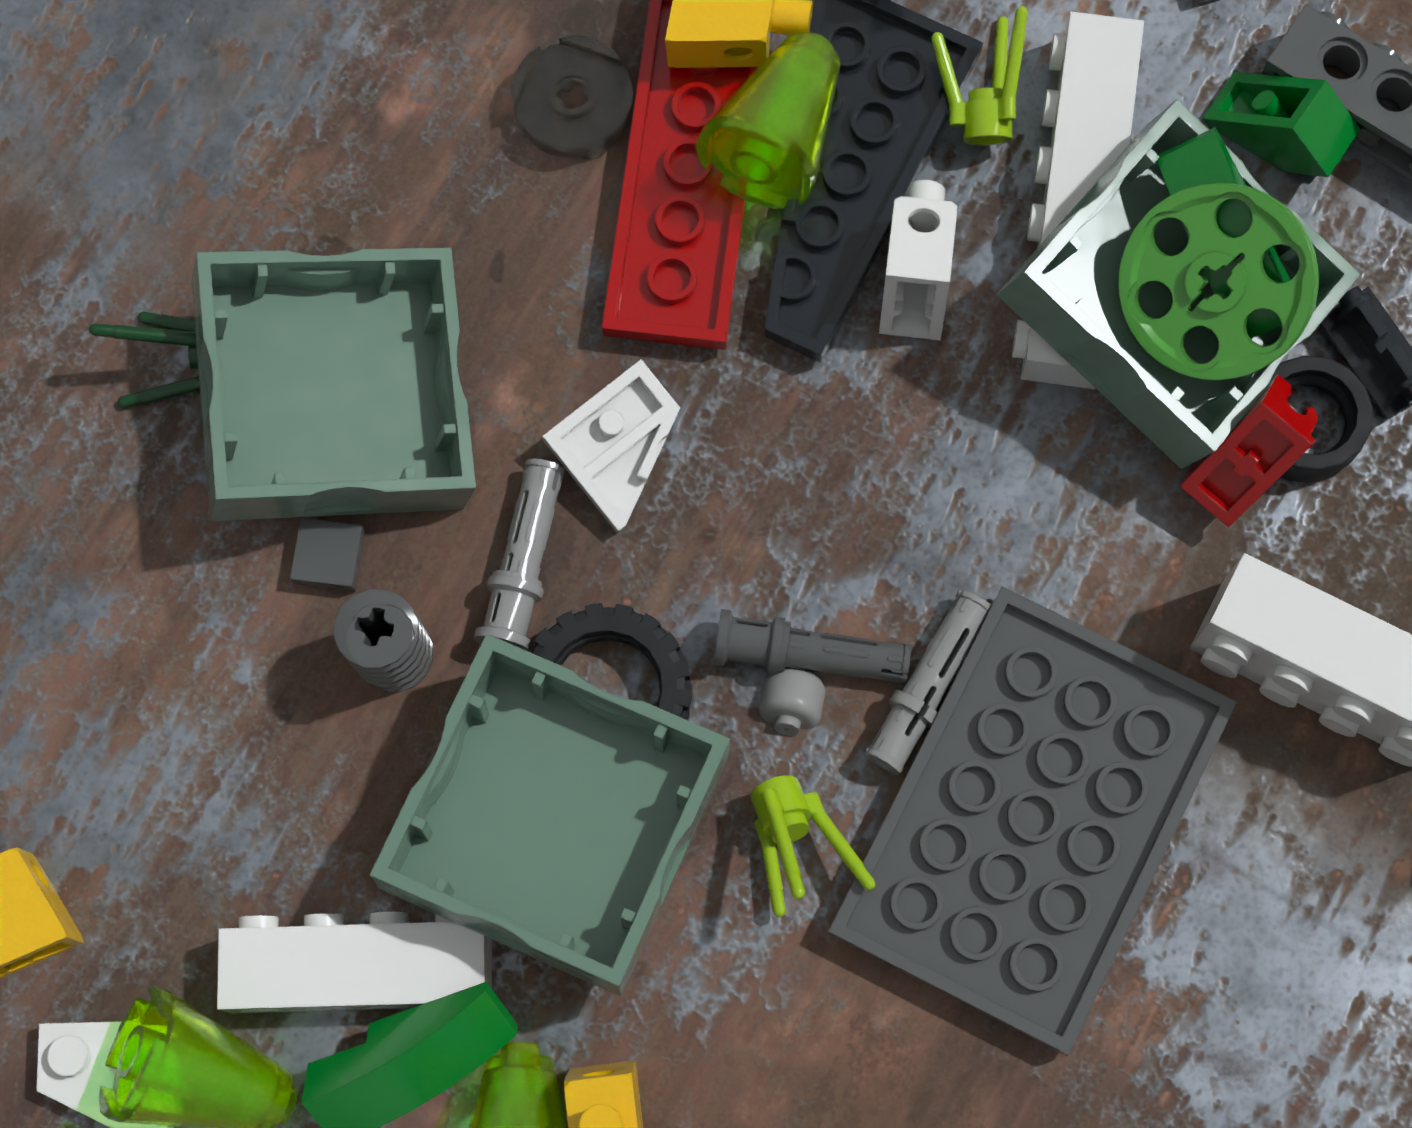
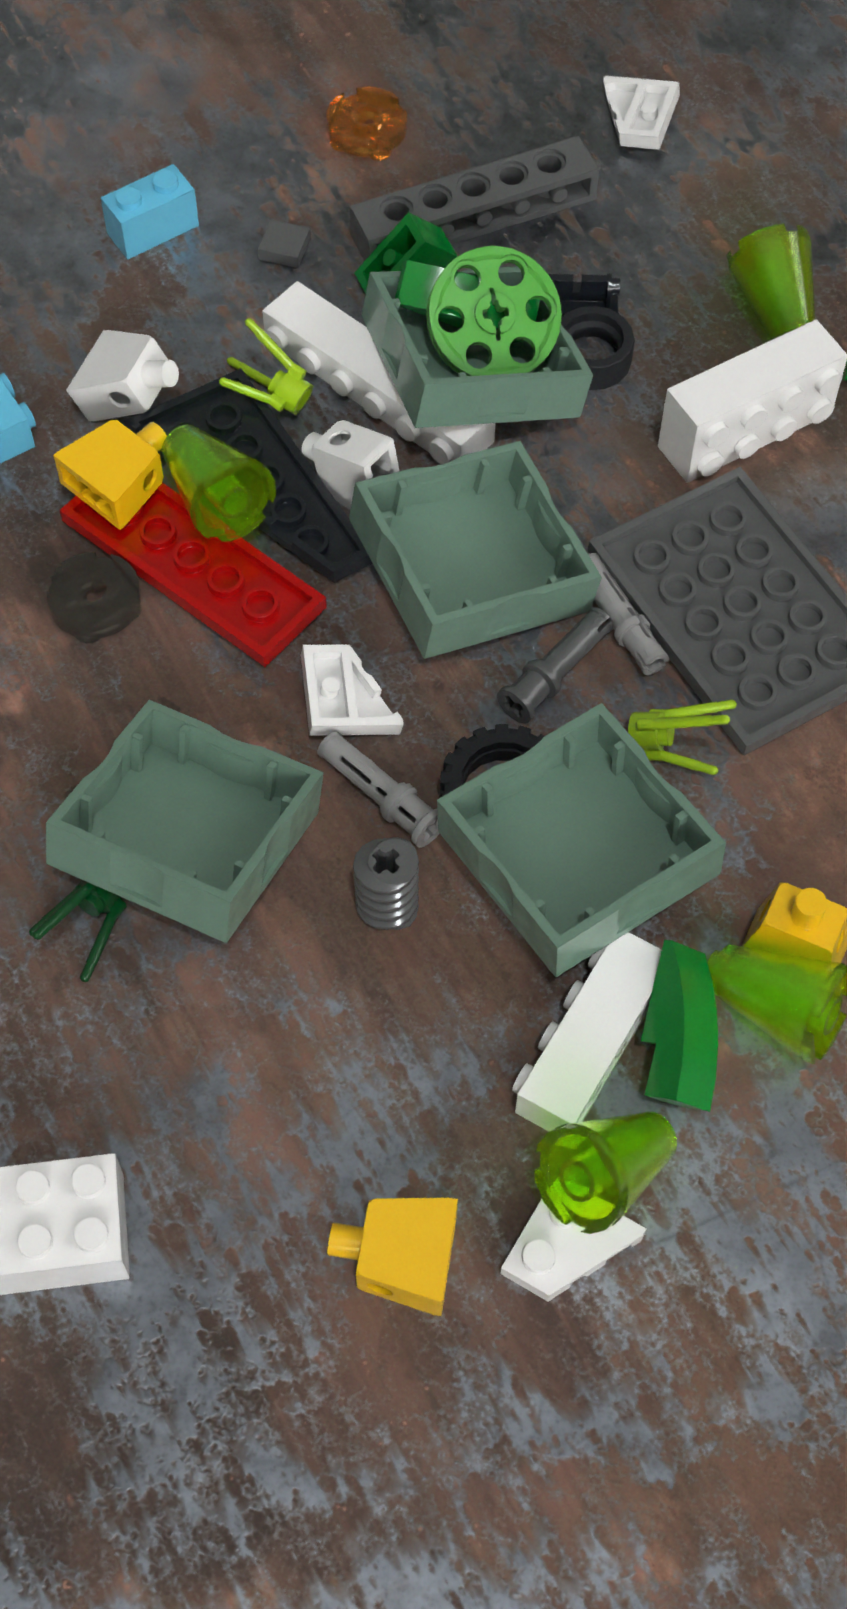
camera: 65 degrees left, 15 degrees down
(327, 554) = (292, 904): dark grey tile -> none
(792, 700) = (578, 694): light grey piece -> none
(892, 463) = (473, 549): none -> sand green tile
(1252, 455) = (608, 359): red hinge -> none

